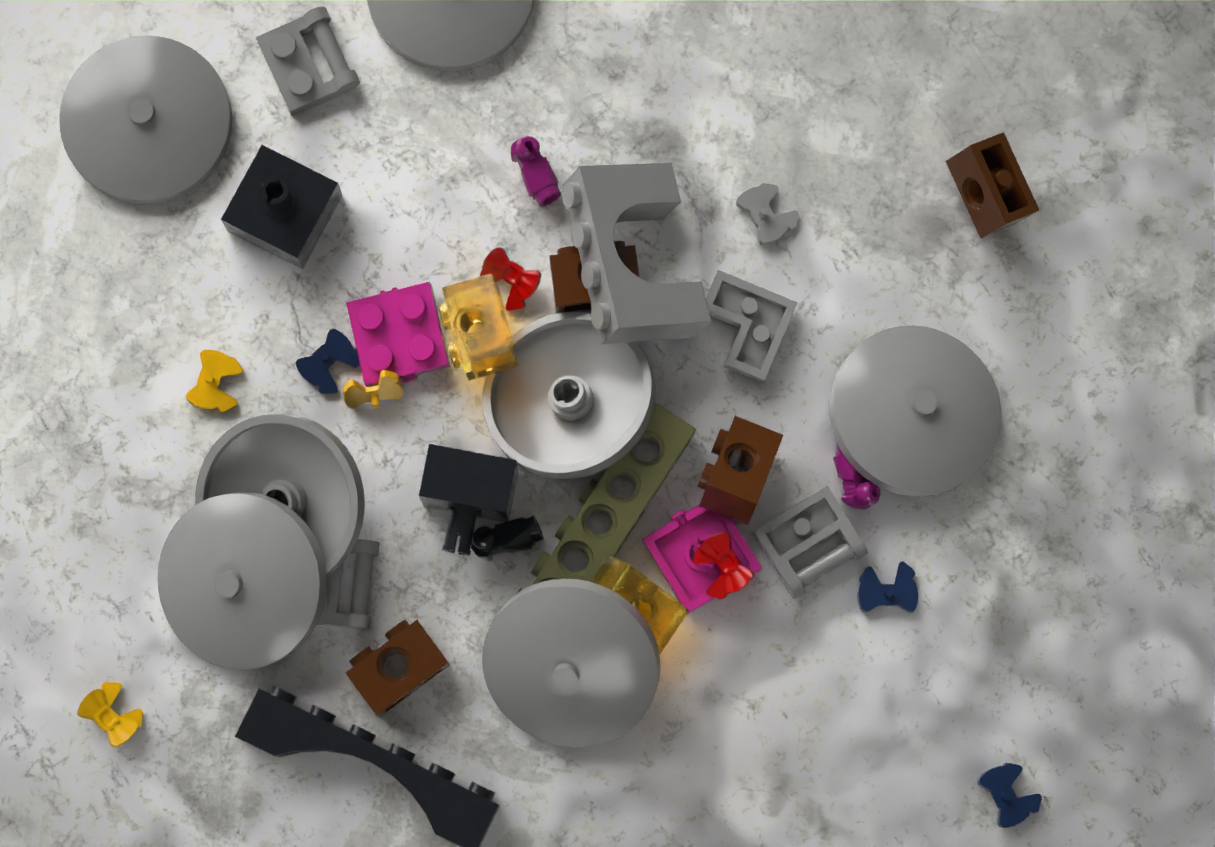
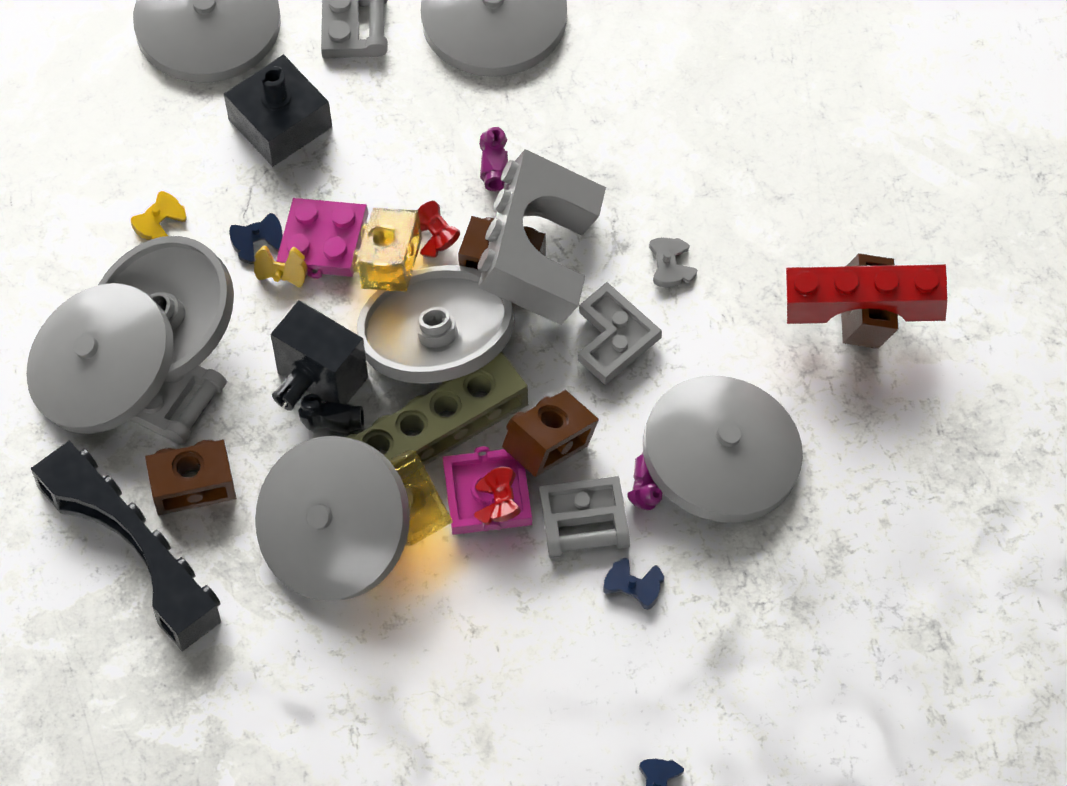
camera: 30 degrees right, 20 degrees down
(996, 187) = (906, 290): none -> red arch

